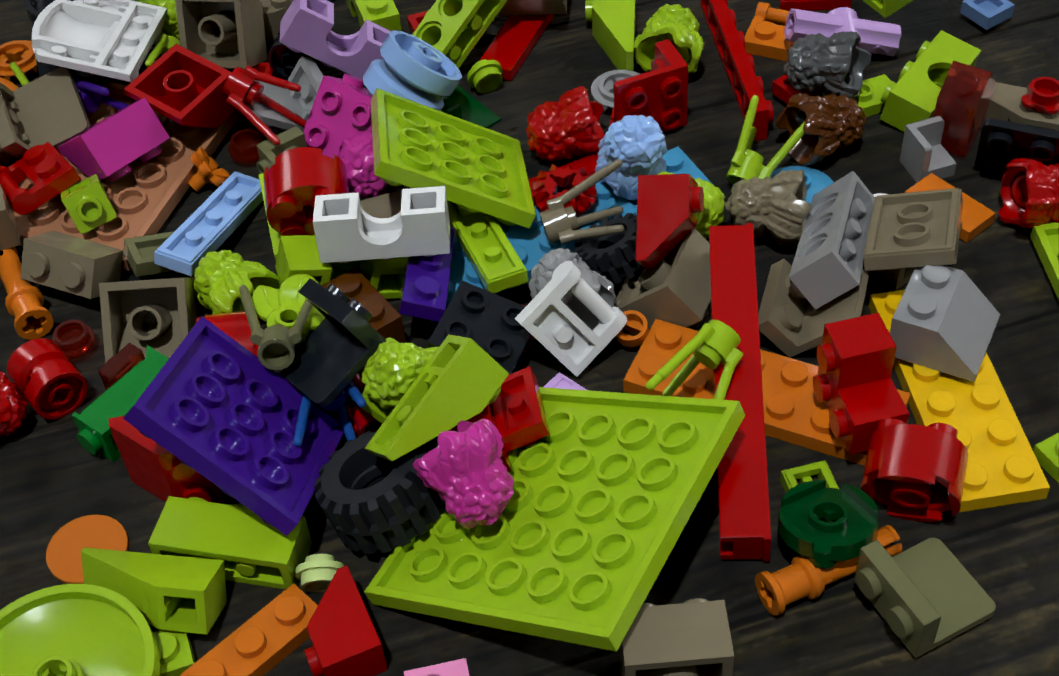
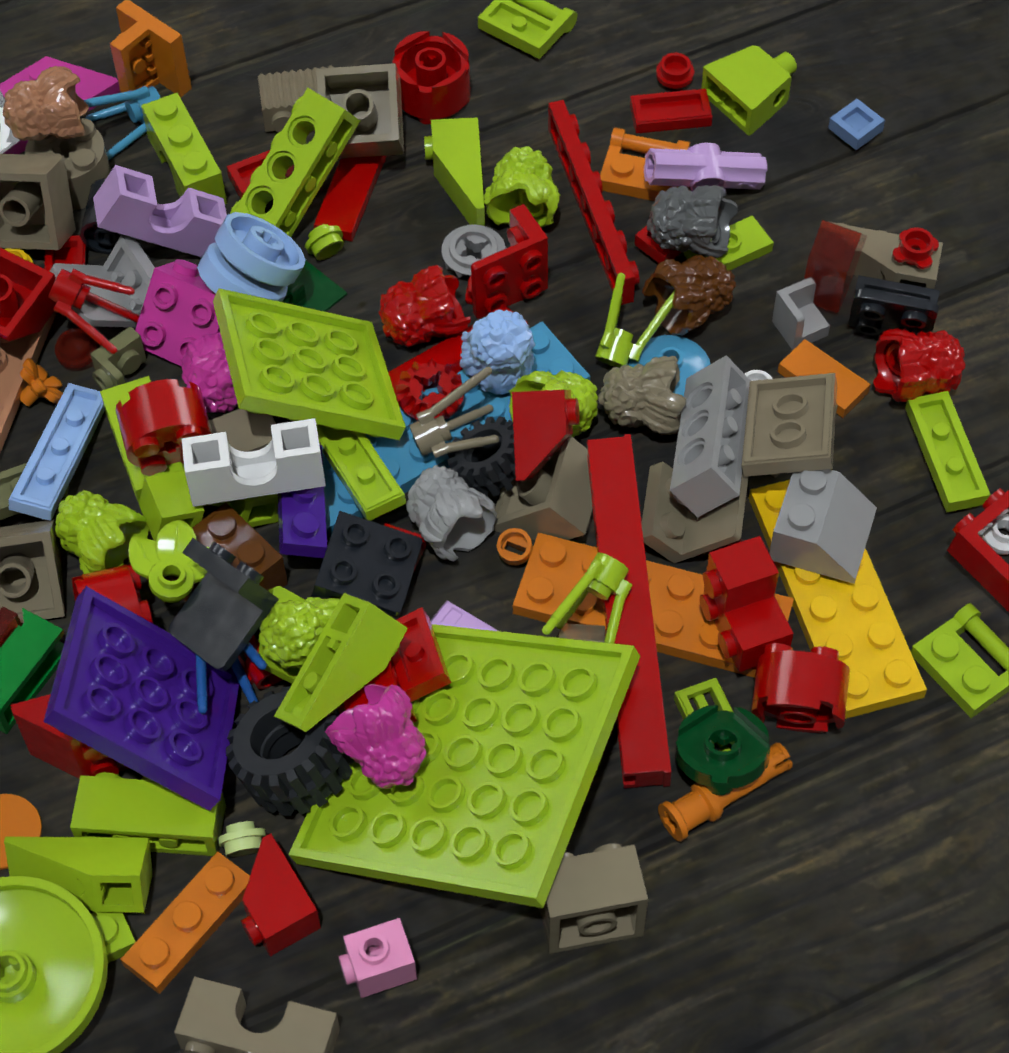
camera: 10 degrees left, 10 degrees up
(276, 342) = (164, 603): olive plant -> none
(563, 330) = (449, 561): white plate -> none
(921, 81) = (784, 251): lime arch -> none
(922, 593) = (813, 808): olive bracket -> none

